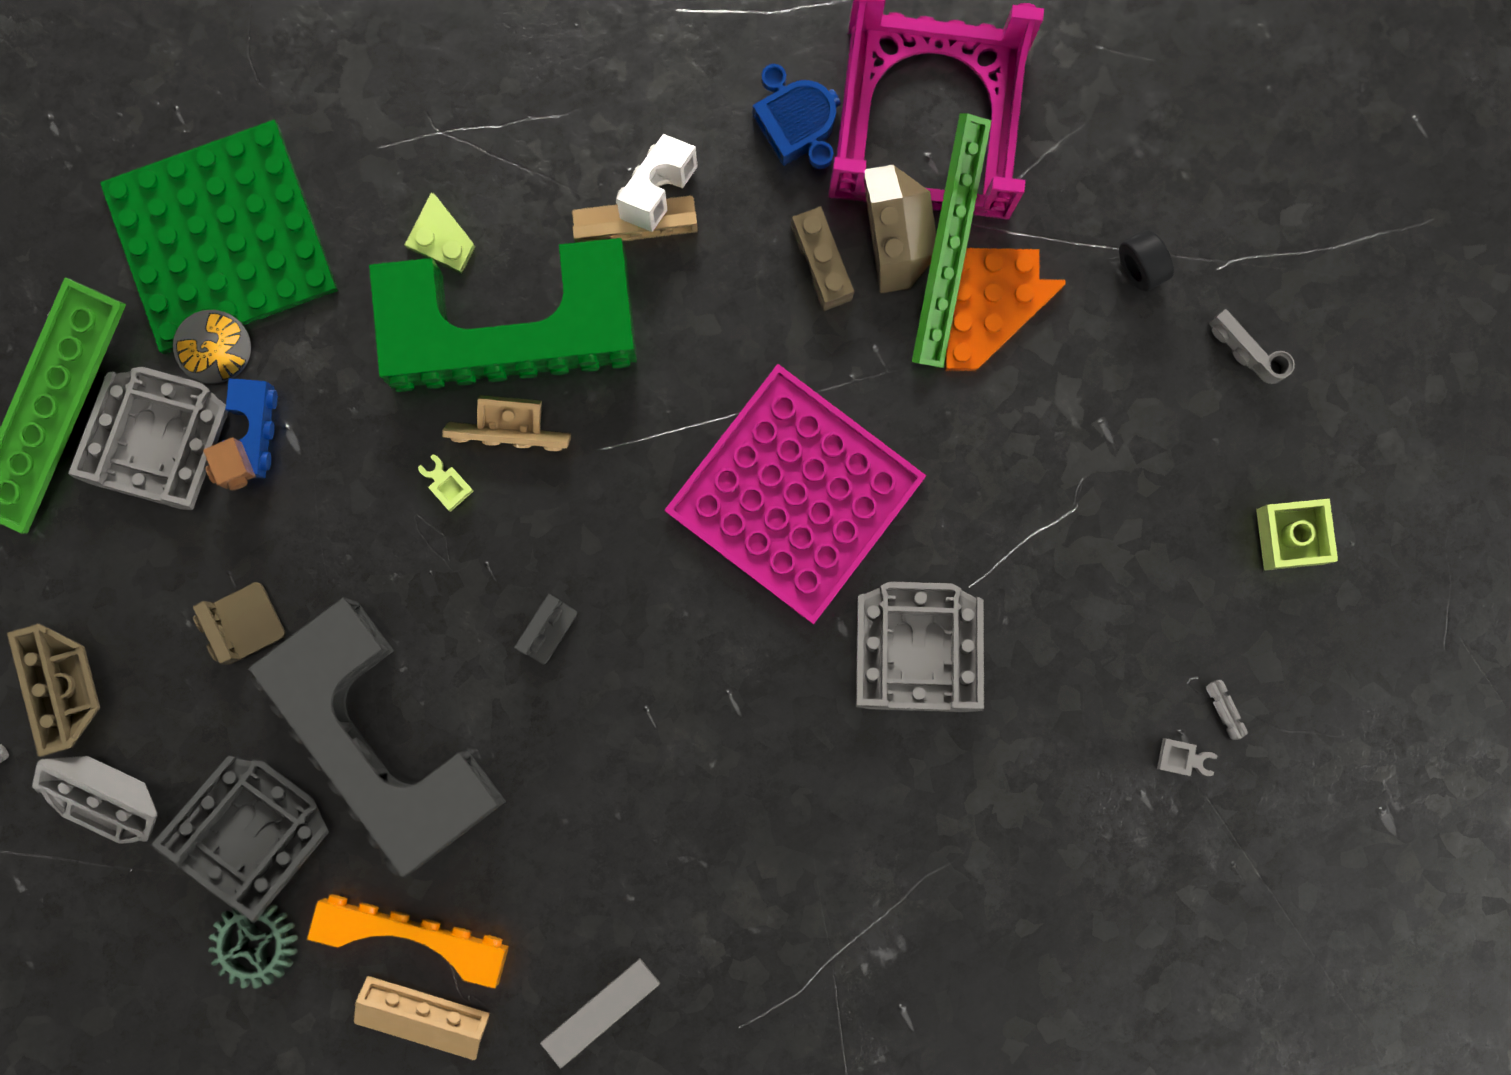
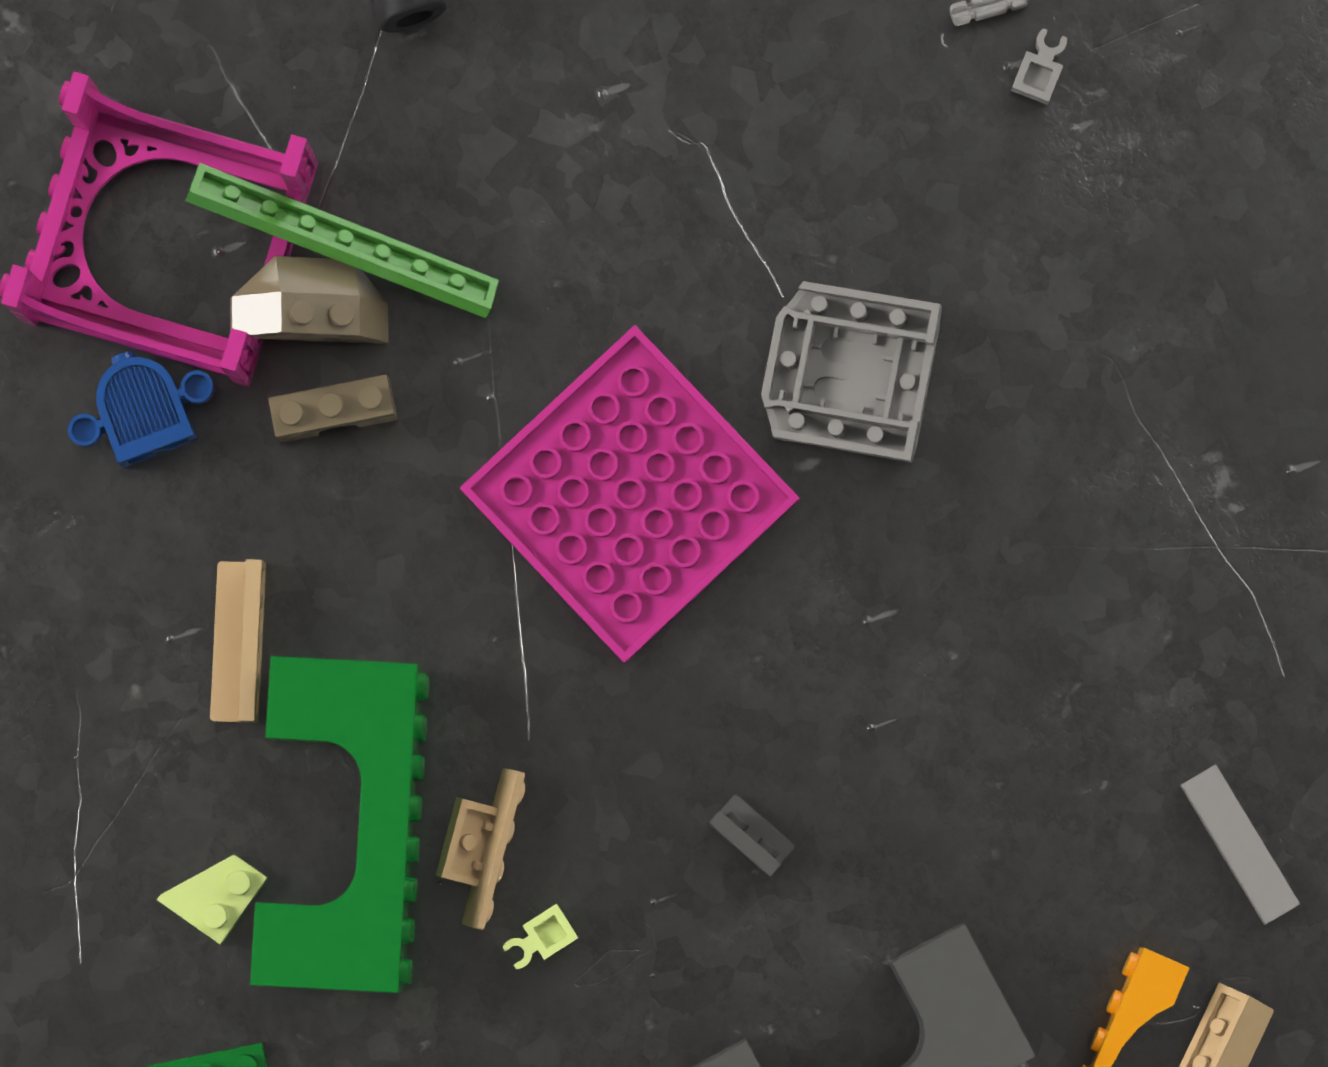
camera: 70 degrees left, 0 degrees up
(666, 163) = (174, 586): white arch -> none
(993, 301) = (425, 200): orange wing -> none

